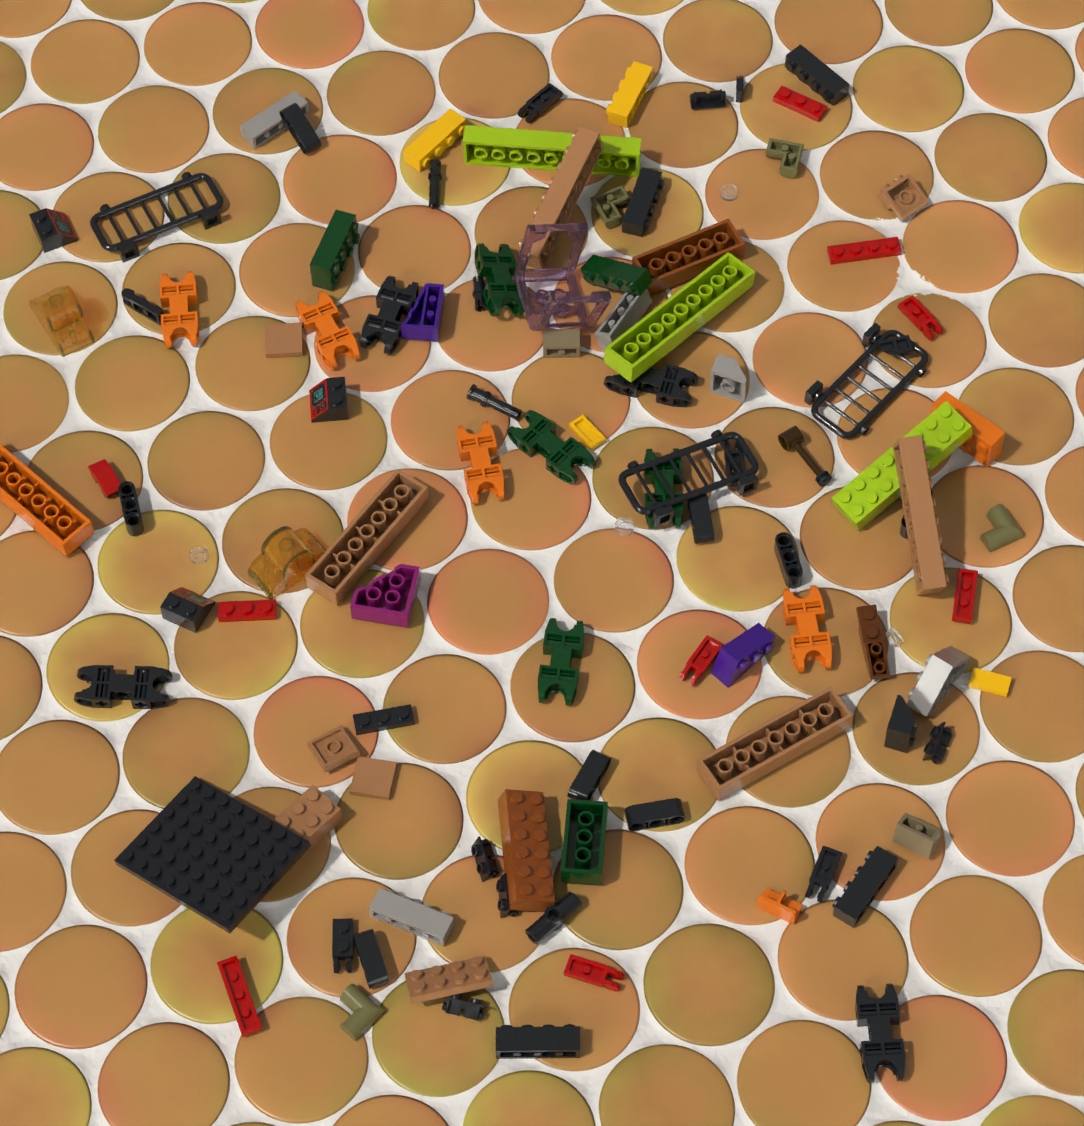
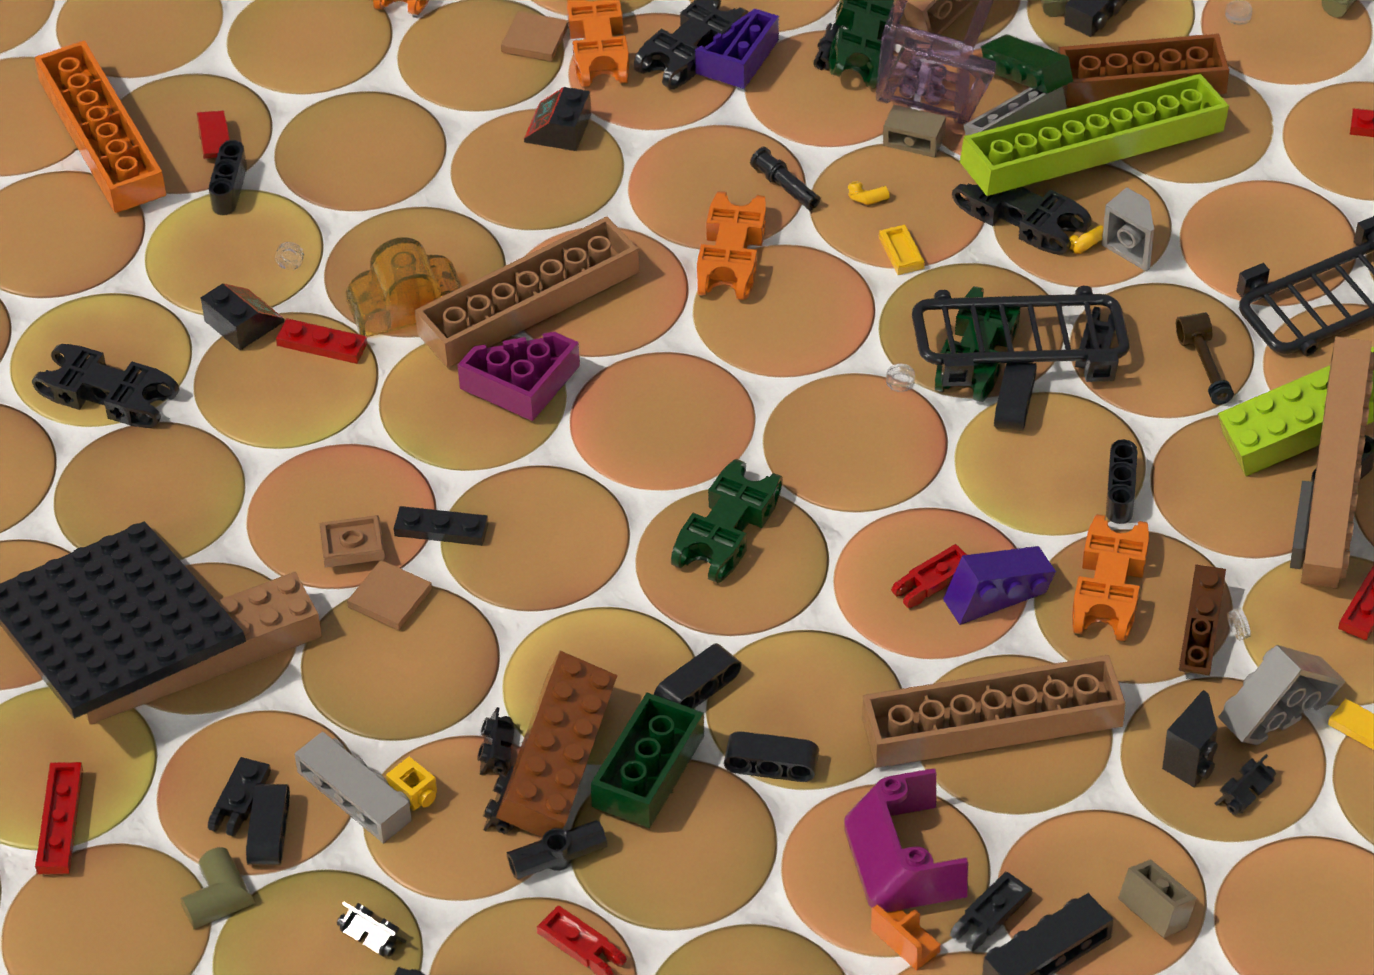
camera: 20 degrees right, 10 degrees down
(447, 898) = (414, 782): none -> yellow brick
(448, 979) = (363, 883): medium nougat plate -> none
(542, 399) = (867, 197): none -> yellow arm
(559, 455) = (845, 263): dark green piece -> none
(702, 391) = (1086, 240): none -> yellow arm
(754, 869) = (895, 875): none -> magenta windscreen
(906, 558) = (1301, 527): none -> dark grey tile

